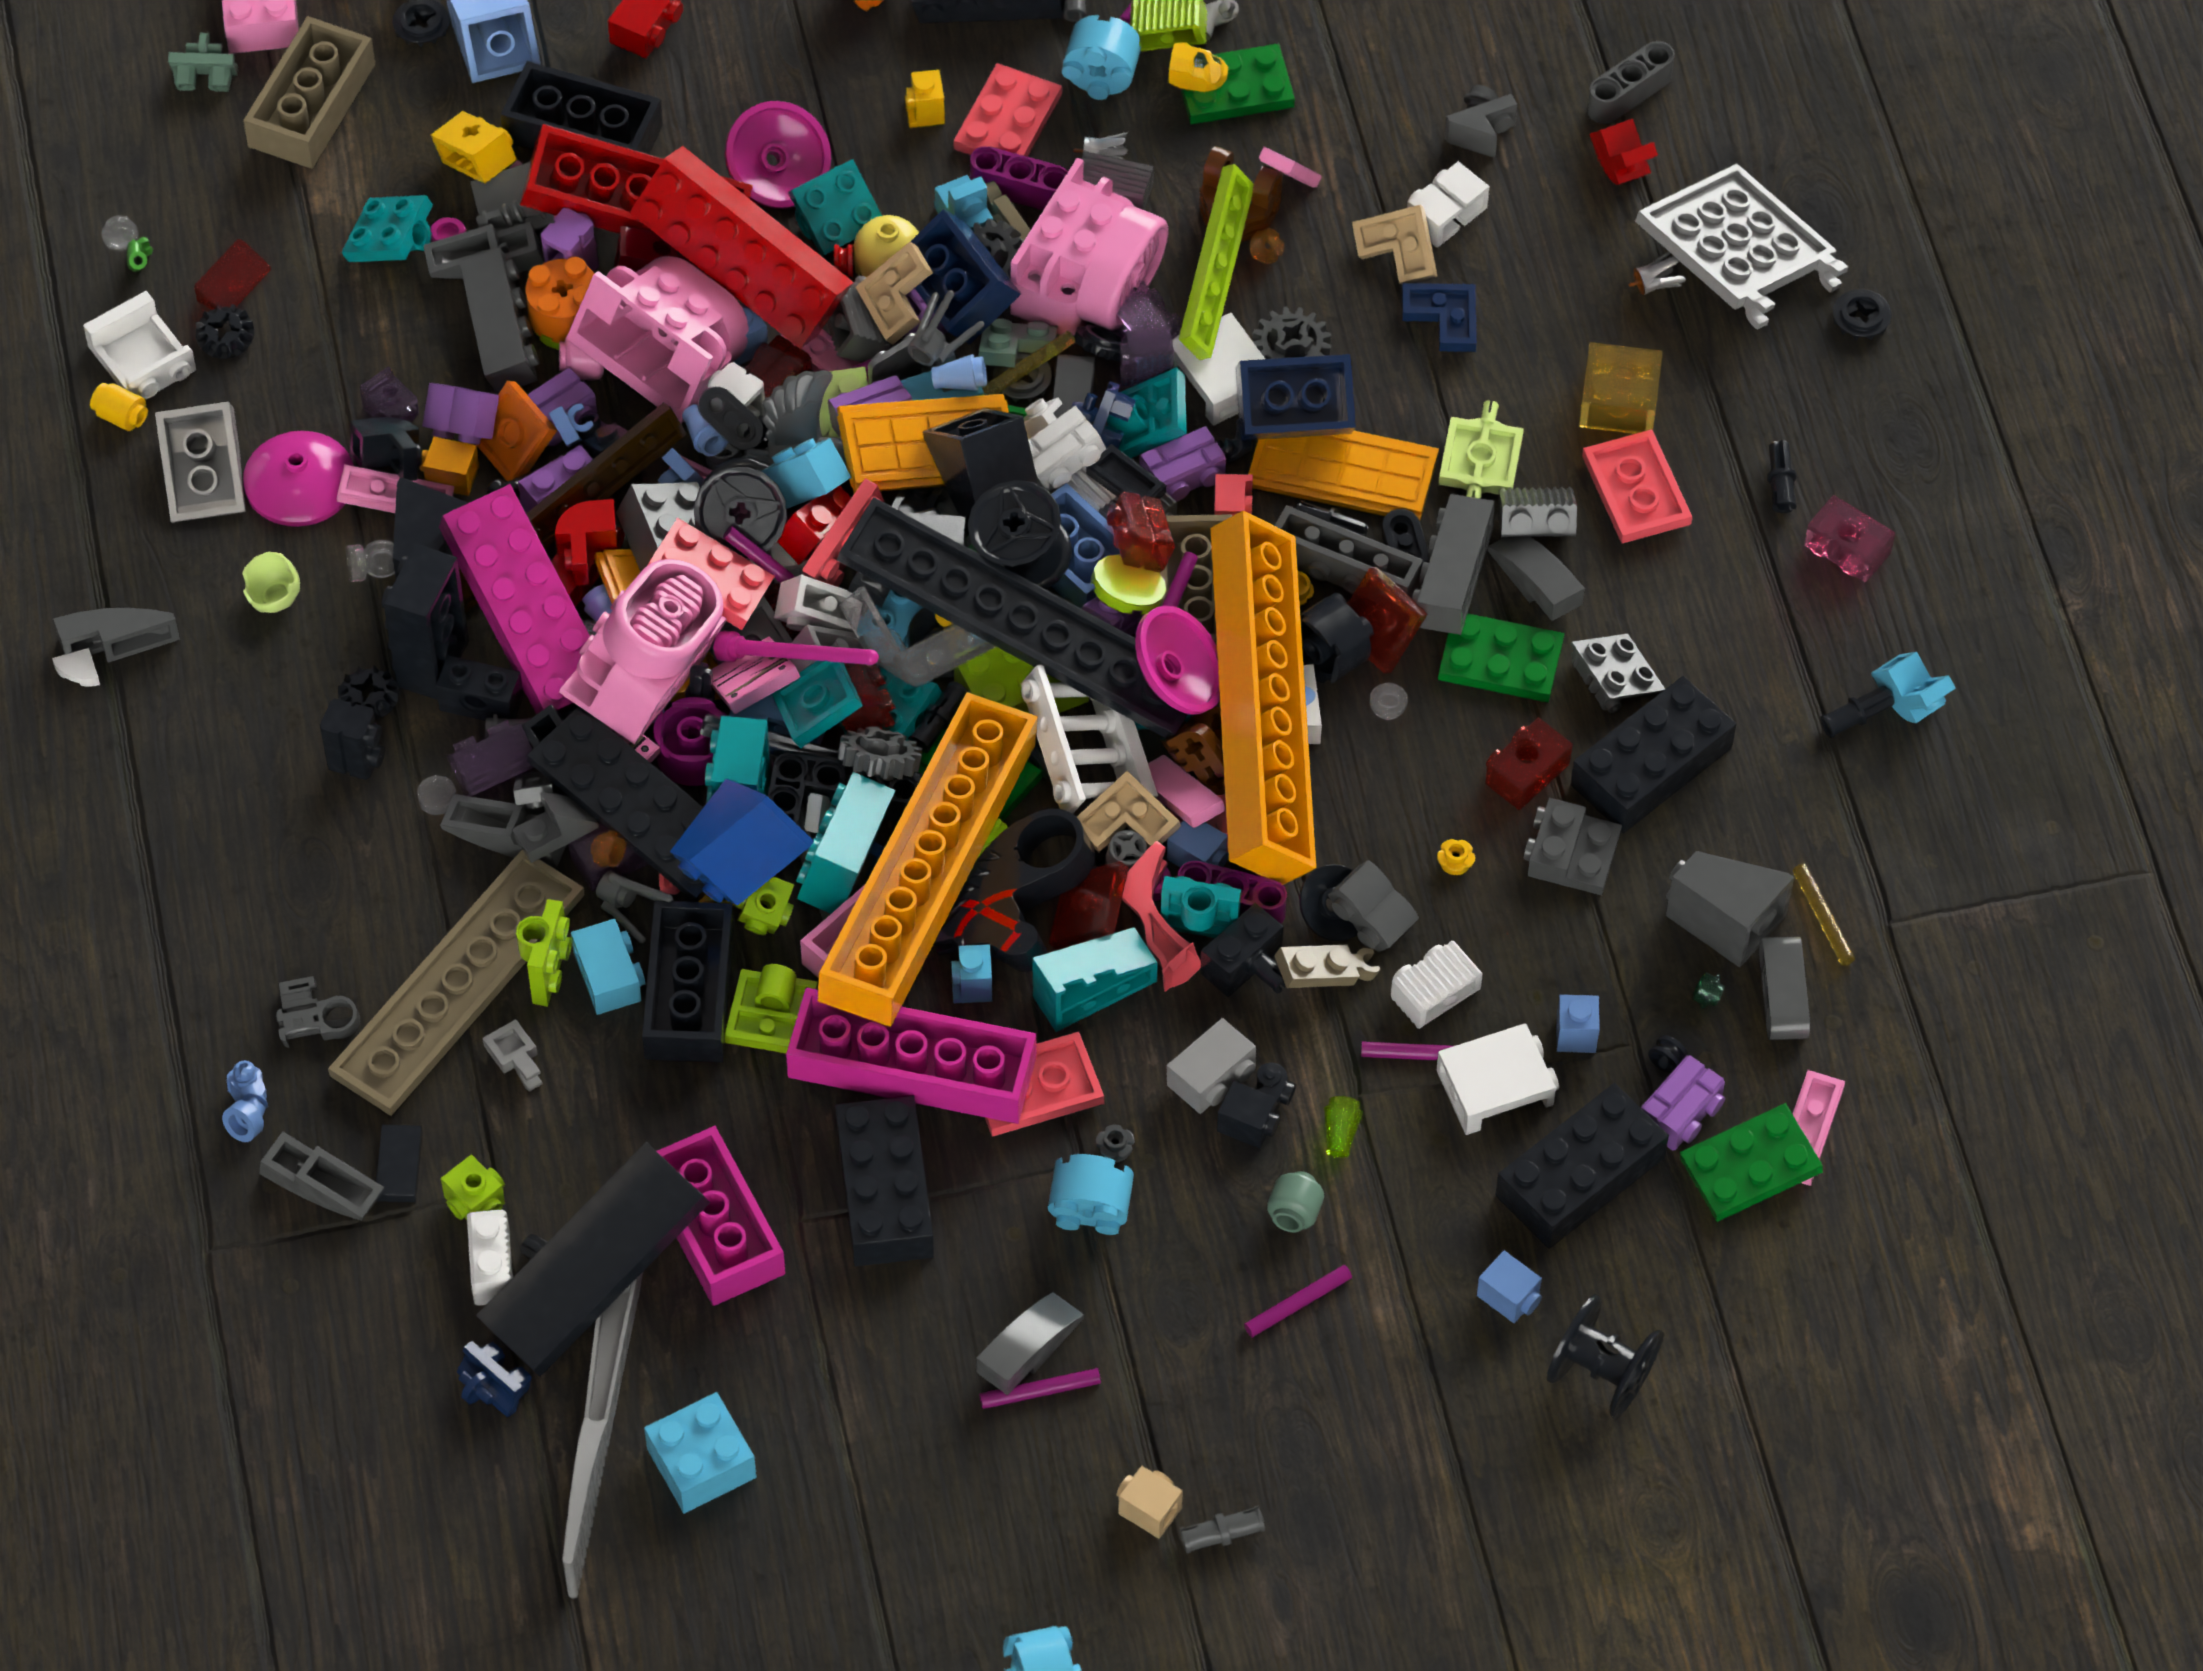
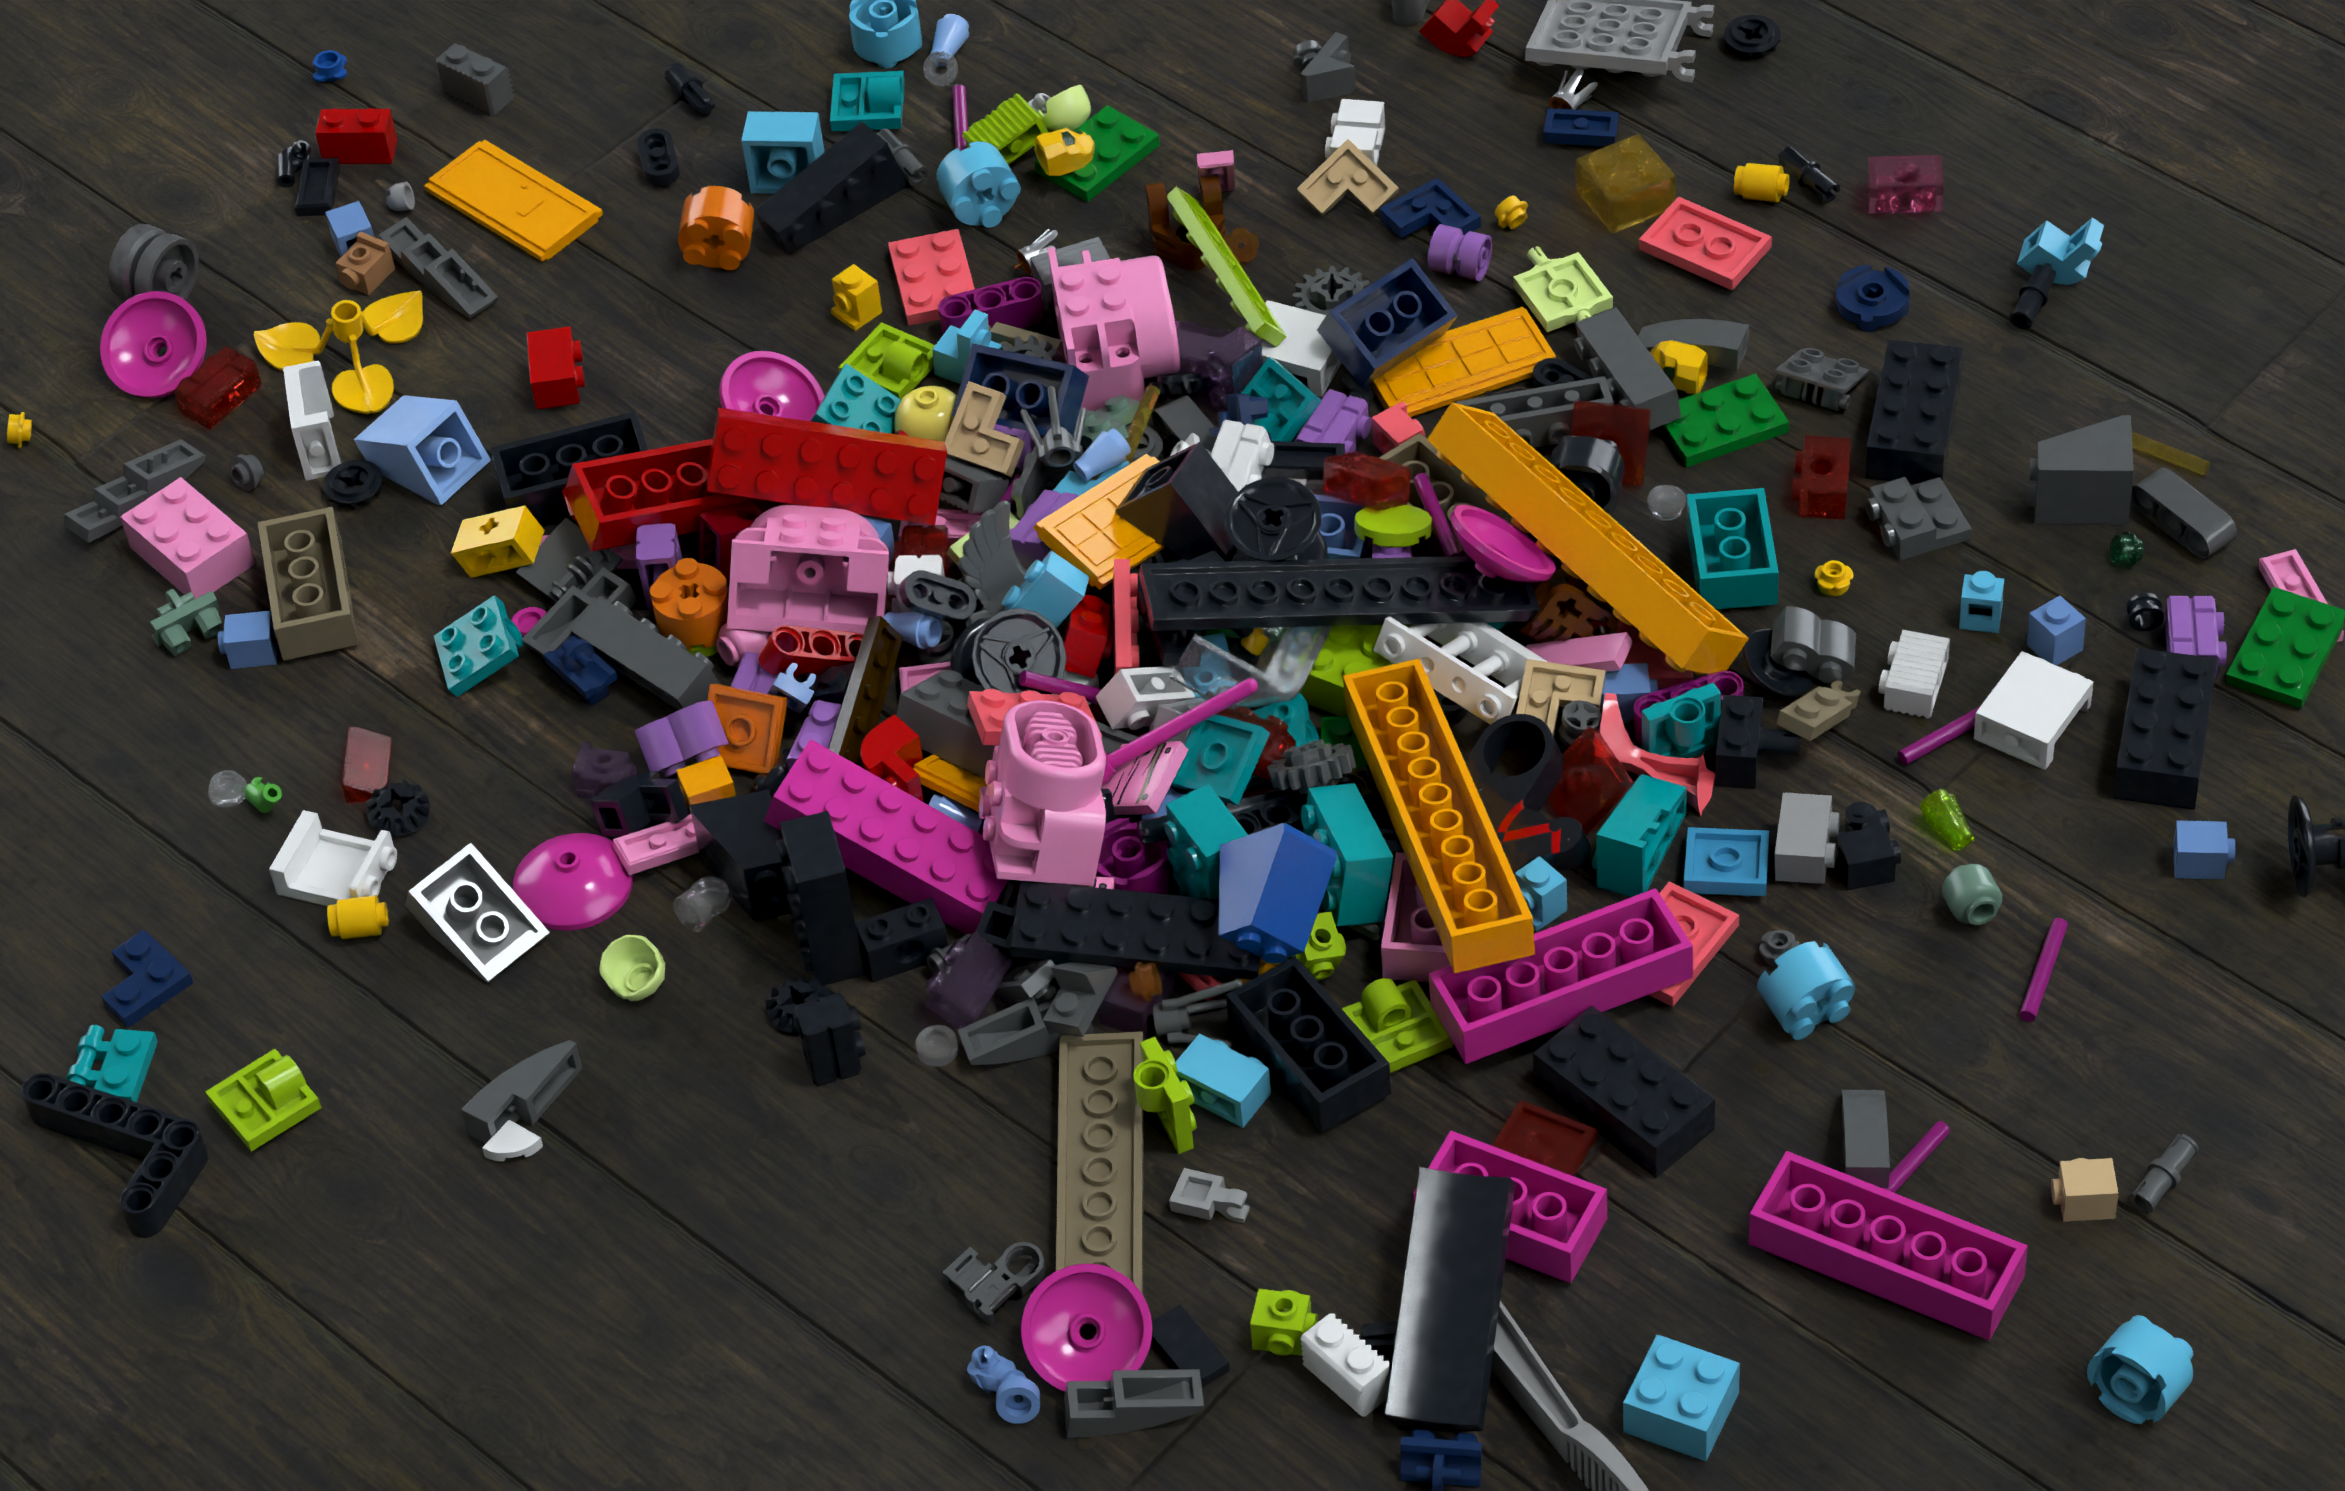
camera: 30 degrees left, 10 degrees down
(227, 111) = (249, 640): none -> medium blue brick
(308, 1097) = (1082, 1297): none -> dark pink dish
(445, 300) = (582, 669): none -> dark blue hips
(605, 387) = (809, 648): none -> red beam
(680, 471) = (919, 668): medium blue tile -> none
(788, 1182) = (1546, 1138): none -> clear red plate
(902, 175) = (892, 359): none -> lime plate
(938, 716) = (1321, 703): black pin -> none
(955, 1441) = (1888, 1245): none -> dark pink brick
(1139, 1043) = (1726, 861): none -> dark azure plate
(1236, 30) = (1067, 109): none -> yellowish green hair
(1389, 779) = (1732, 548): none -> teal brick
(1428, 366) = (1459, 252): none -> medium lavender wheel
(1508, 355) = (1511, 212): none -> yellow plate
(1508, 588) = (1683, 364): none -> yellow rock
(1537, 512) = (1654, 299): dark grey brick -> none
(1548, 953) = (1981, 592): none -> medium azure brick
(1638, 311) = (1581, 127): none -> dark blue plate
(1722, 643) = (1872, 312): none -> dark blue plate
(1734, 459) = (1761, 182): none -> yellow brick

